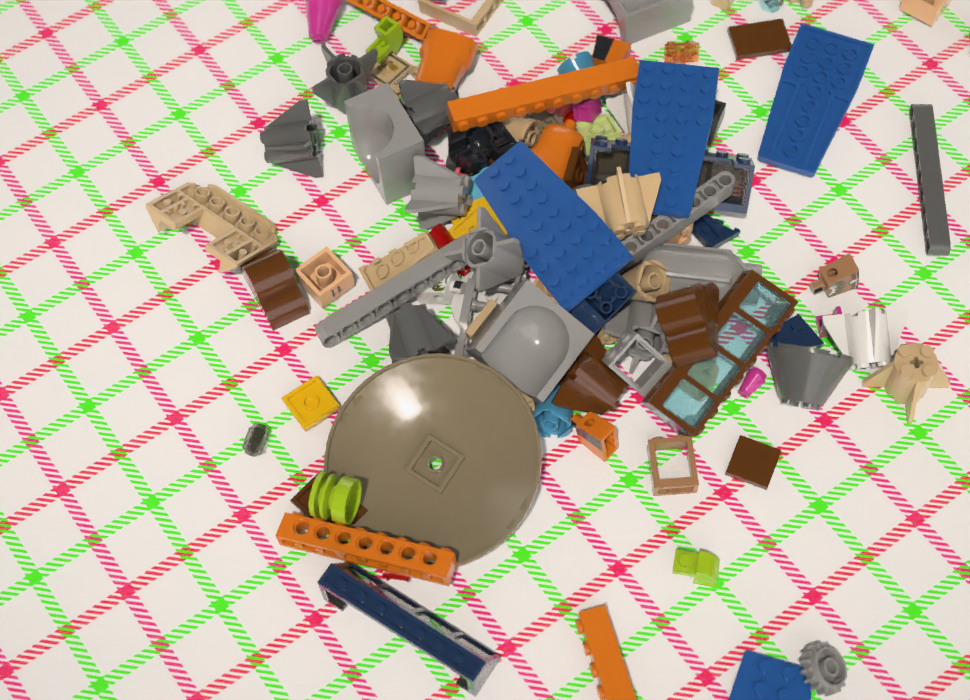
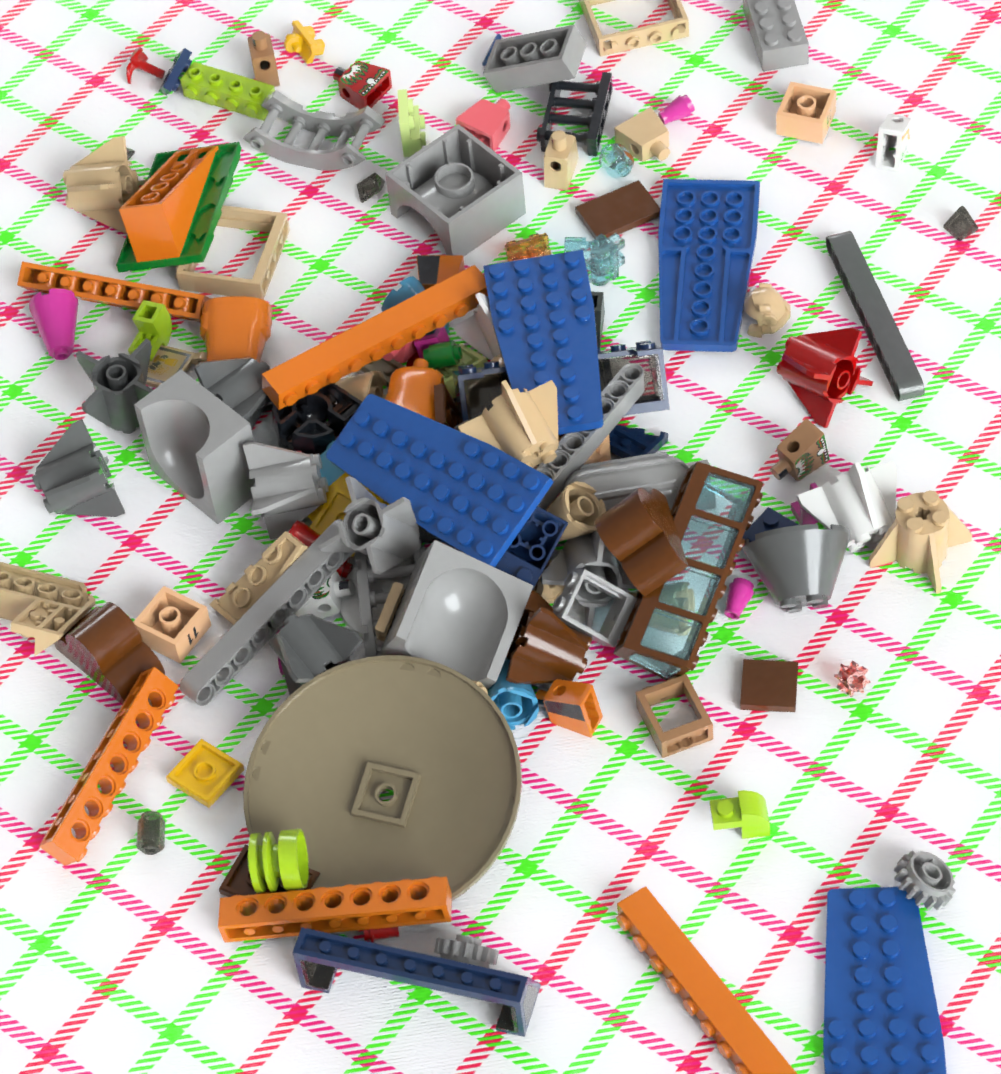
camera: 15 degrees left, 10 degrees down
(187, 424) = (59, 838): none -> orange brick
(451, 617) = (466, 950): none -> light grey gear
(590, 120) = (443, 354): none -> green brick
(732, 73) = (600, 255): none -> clear light blue hips
(819, 478) = (858, 674): none -> clear red gear
(848, 151) = (768, 309): none -> tan helmet
(875, 214) = (822, 370): none -> red brick

